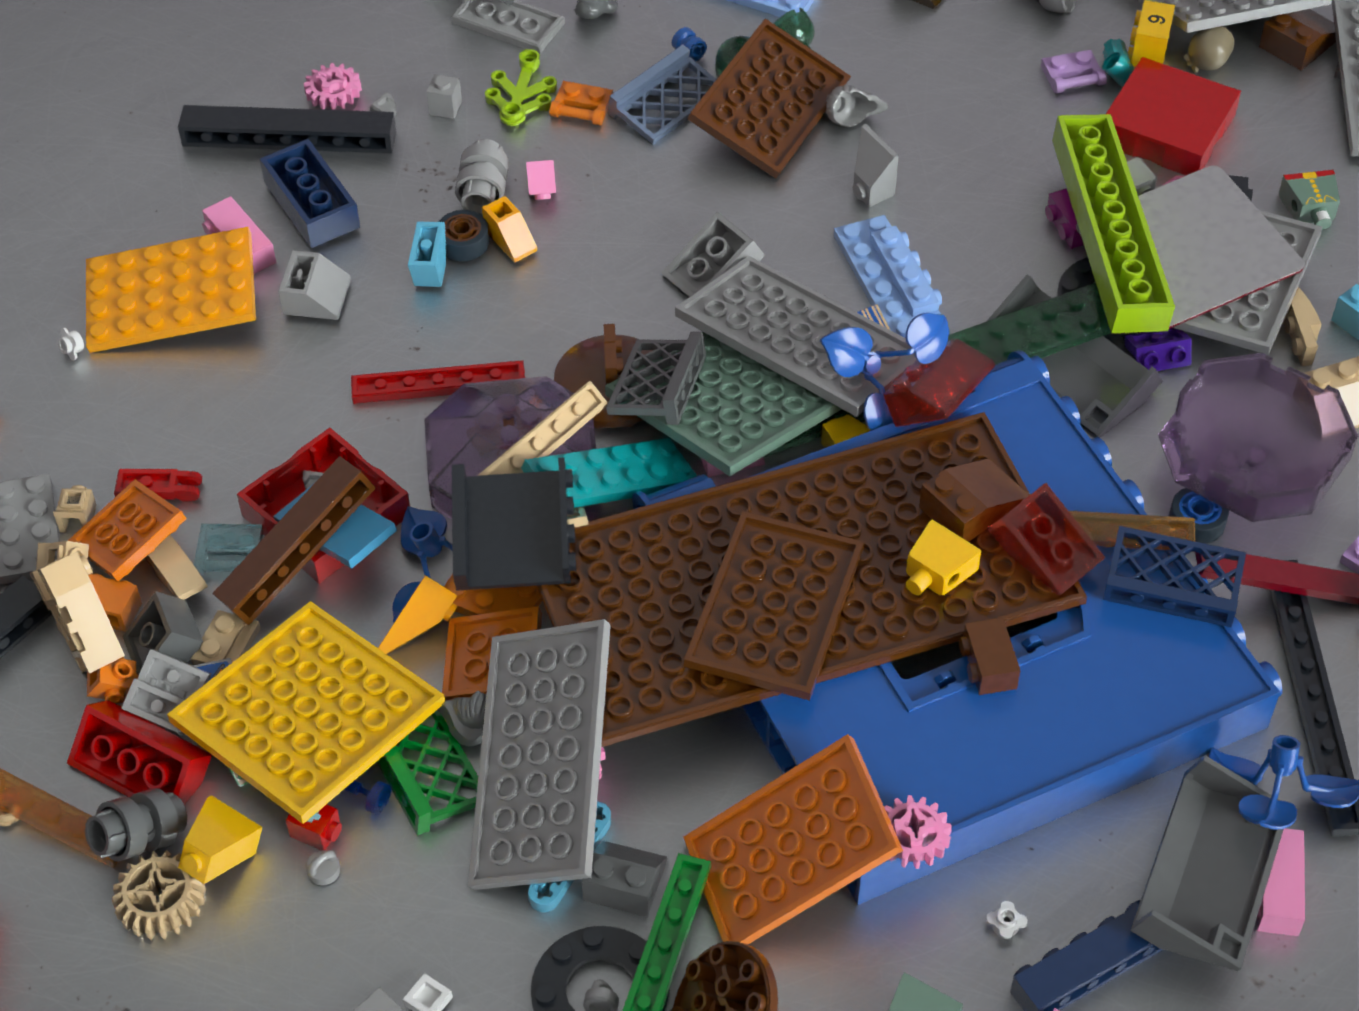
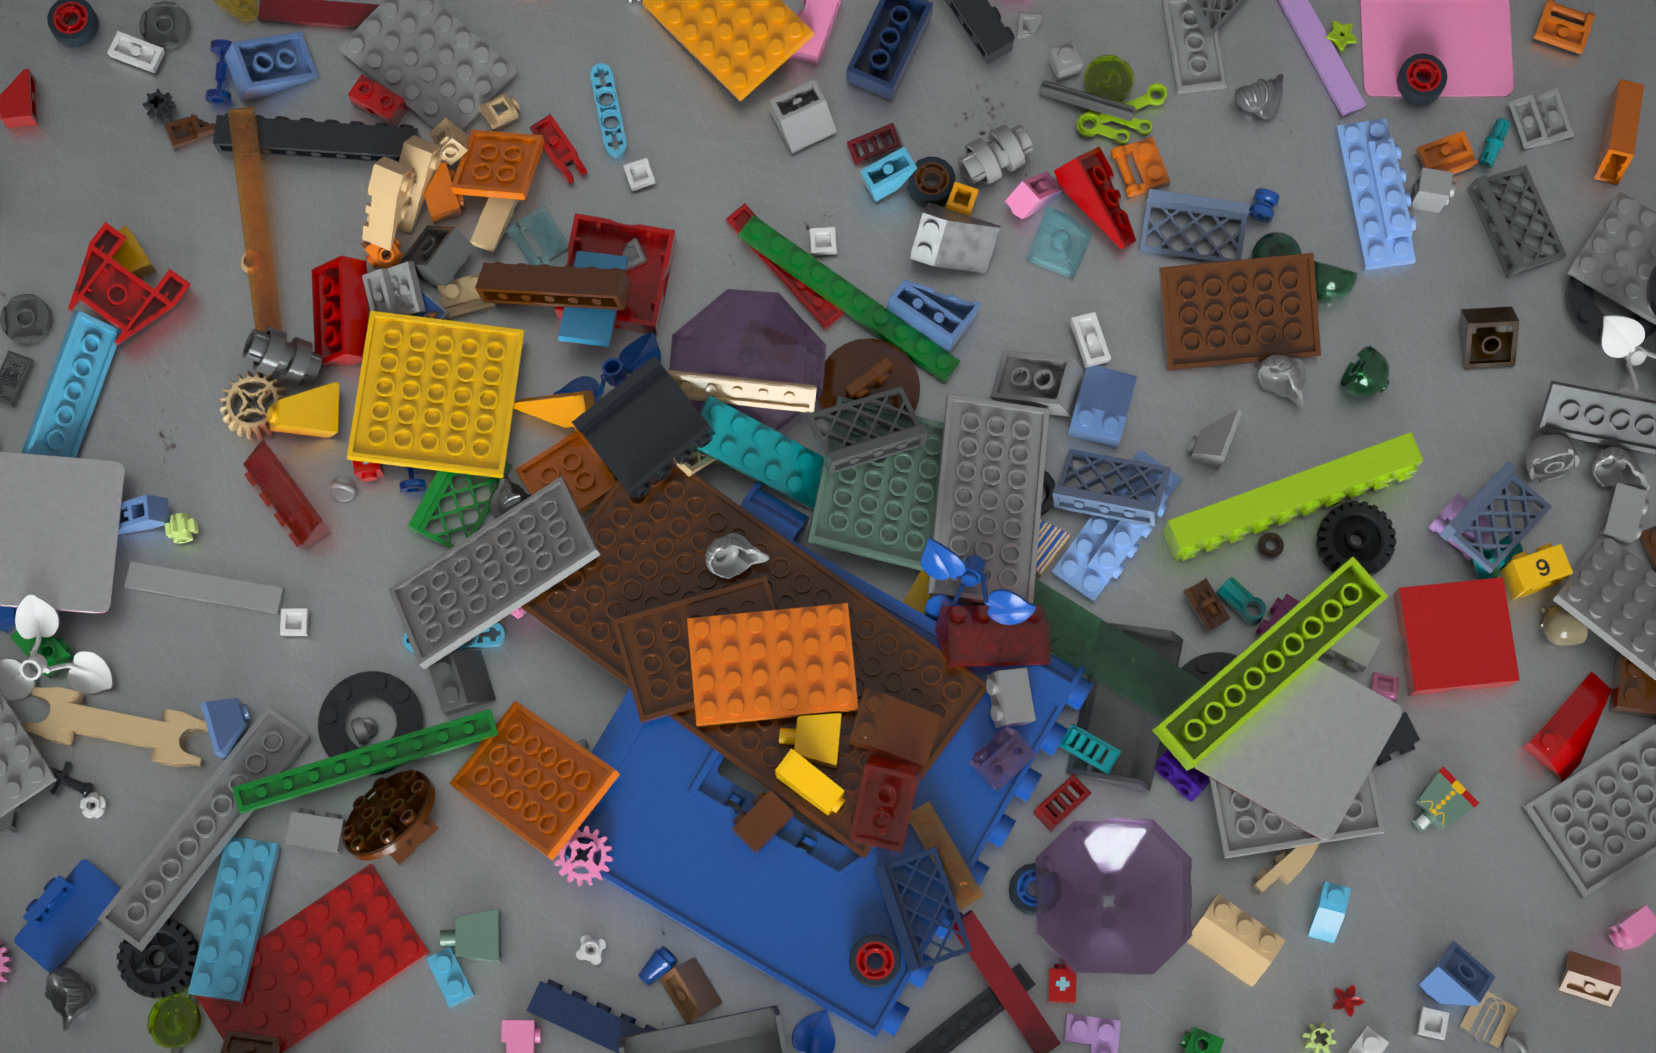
camera: 55 degrees right, 25 degrees up
(162, 425) = (609, 110): none -> medium azure beam
(245, 436) = (639, 174): none -> white plate
(285, 915) = (286, 497): none -> clear red slope
(388, 239) = (878, 152): none -> dark red slope
(442, 338) = (823, 241): none -> white plate
(487, 79) = (1109, 78): none -> clear neon green tile
(492, 100) = (1087, 100): none -> dark grey axle
(507, 349) = (848, 298): none -> green plate
(531, 242) = (954, 240): none -> flat silver slope
(565, 137) = (1090, 187): none -> red wedge
(585, 295) = (933, 313): none -> medium blue wedge
(597, 184) = (1059, 243): none -> clear light blue slope
(701, 524) = (732, 555): none -> light grey hair
(703, 207) = (1090, 339): none -> white plate
(780, 233) = (1102, 406): none -> medium blue slope
(836, 552) = (772, 664): none -> orange plate
(863, 265) = (1106, 503): none -> sand blue fence
(892, 52) = (1367, 375): none -> clear green cylinder
(963, 150) = (1292, 496): none -> lime brick
(980, 585) = (810, 783): none -> yellow slope
(992, 191) = (1275, 539): none -> dark brown plate
(1010, 398) = (1010, 698): none -> light grey brick
(1016, 253) = (1206, 605): none -> reddish brown hips
(1026, 135) = (1359, 520): none -> black wheel
(1040, 230) = (1239, 599): none -> teal piece
(1065, 435) = (1002, 758): none -> clear purple brick
(1066, 866) = (658, 965): none -> blue cone
(1067, 44) = (1484, 499): none -> sand blue fence
(1088, 410) = (1075, 740): none -> teal slope
(1114, 855) = (690, 990): none -> medium nougat panel
(1128, 456) = (1052, 821): none -> red slope
(1202, 642) = (874, 945): none -> wheel
(1300, 99) = (1567, 732): none -> red wedge
(1310, 542) = (1061, 985): none -> red brick

